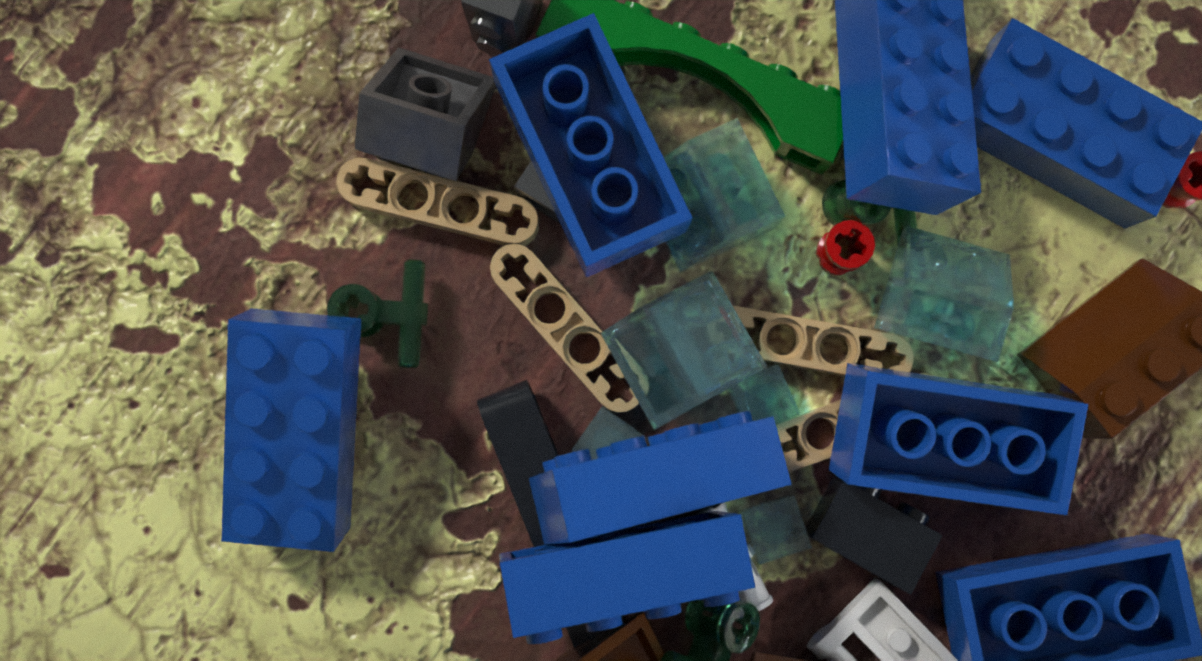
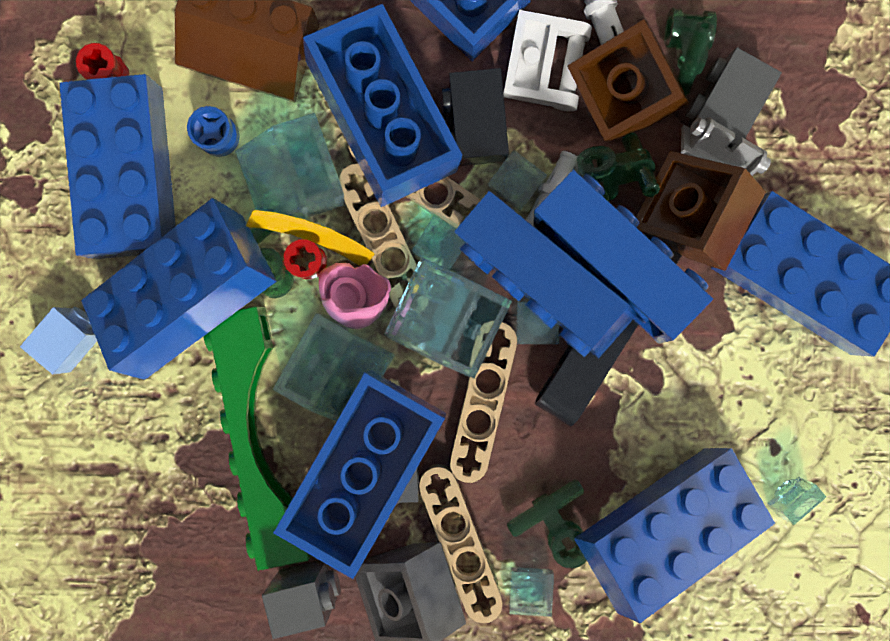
camera: 125 degrees left, 5 degrees up
(228, 584) = (796, 499): none -> clear light blue plate
(336, 238) = (531, 591): none -> clear light blue plate
(774, 271) = (353, 294): none -> bright pink hair
(870, 273) = (313, 232): none -> yellow sticker
(1055, 240) = (206, 125): none -> blue wheel

